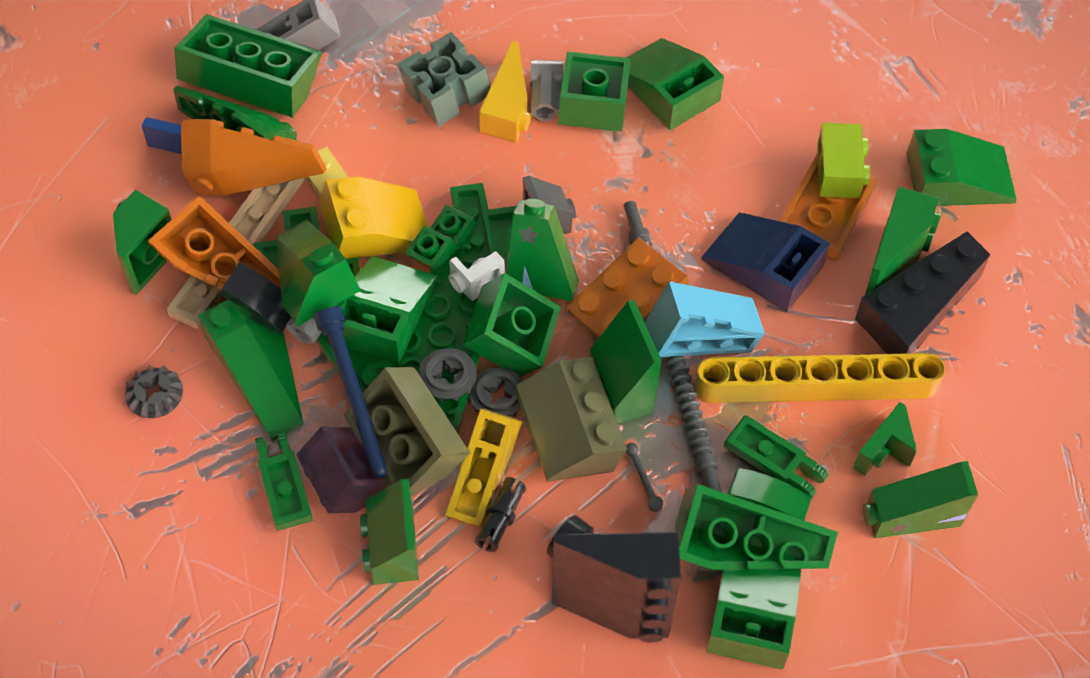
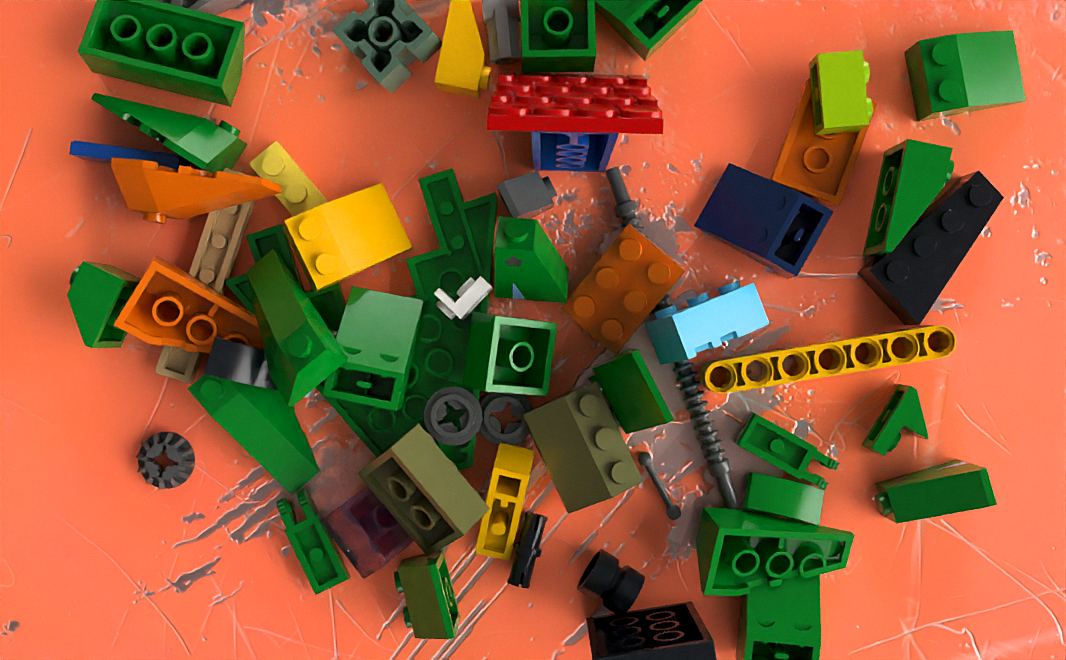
camera: 10 degrees left, 30 degrees up
(331, 323) = (326, 407): dark blue piece -> none
(442, 239) = (420, 251): green slope -> none
(598, 123) = (573, 115): none -> red piece

